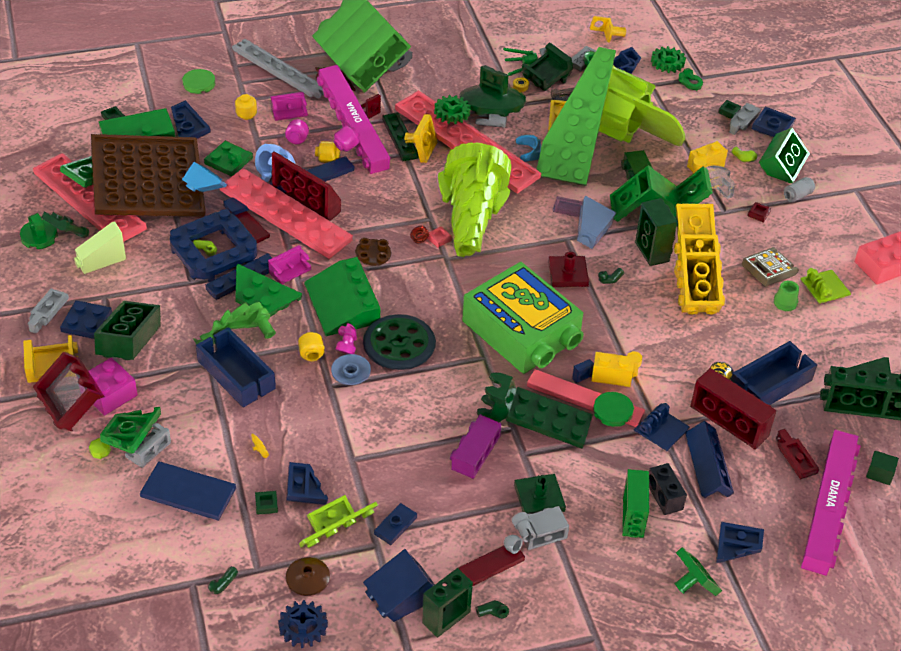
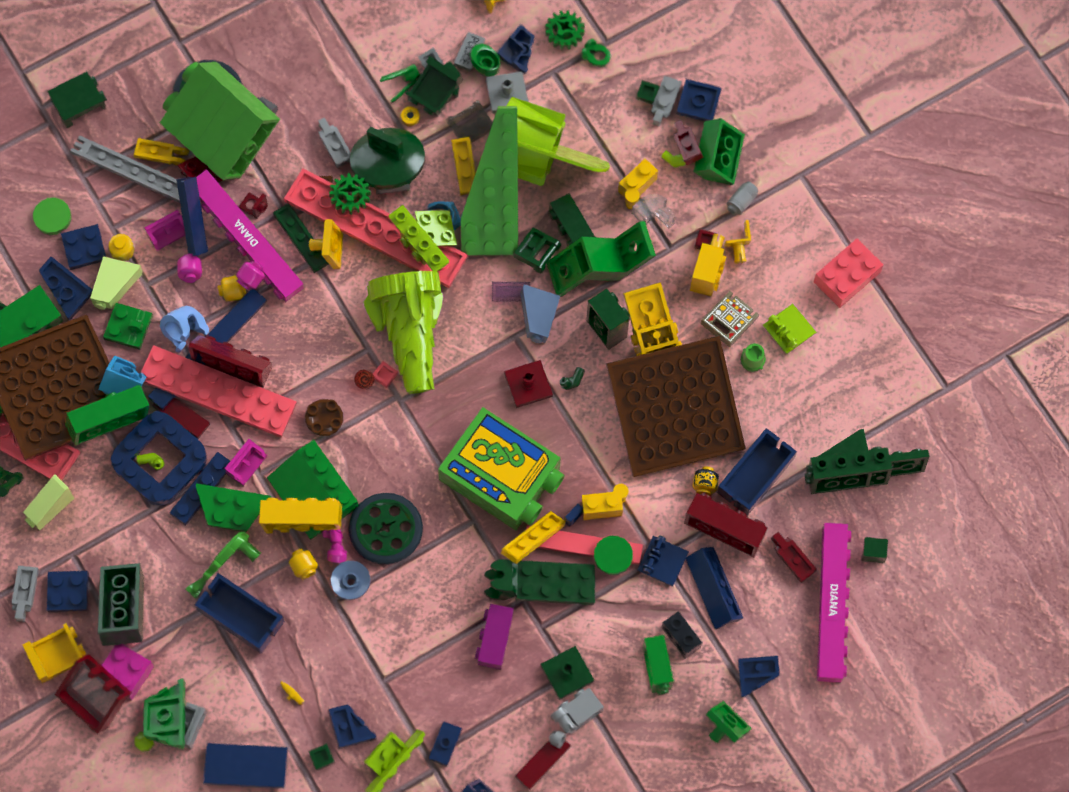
camera: 15 degrees left, 25 degrees up
(180, 195) = (107, 414): none -> green brick
(215, 104) = (83, 246): none -> dark blue plate
(230, 126) = (113, 281): none -> yellowish green slope
(252, 16) = (76, 97): none -> dark green panel
(303, 61) = (159, 151): none -> yellow hinge
(313, 92) = (192, 215): none -> dark blue panel
(321, 303) = (300, 514): none -> yellow wedge
(450, 83) = (334, 143): none -> light grey hinge
(497, 138) = (418, 240): none -> lime bracket
(518, 146) = (438, 226): none -> lime hinge
(538, 371) = (533, 537): none -> yellow tile
(598, 180) = (532, 246): none -> dark green plate
(704, 306) = (675, 406): none -> reddish brown plate
(757, 143) = (687, 143): none -> hinge
(757, 223) = (709, 267): none -> yellow brick
(790, 217) = (738, 244): none -> yellow bracket

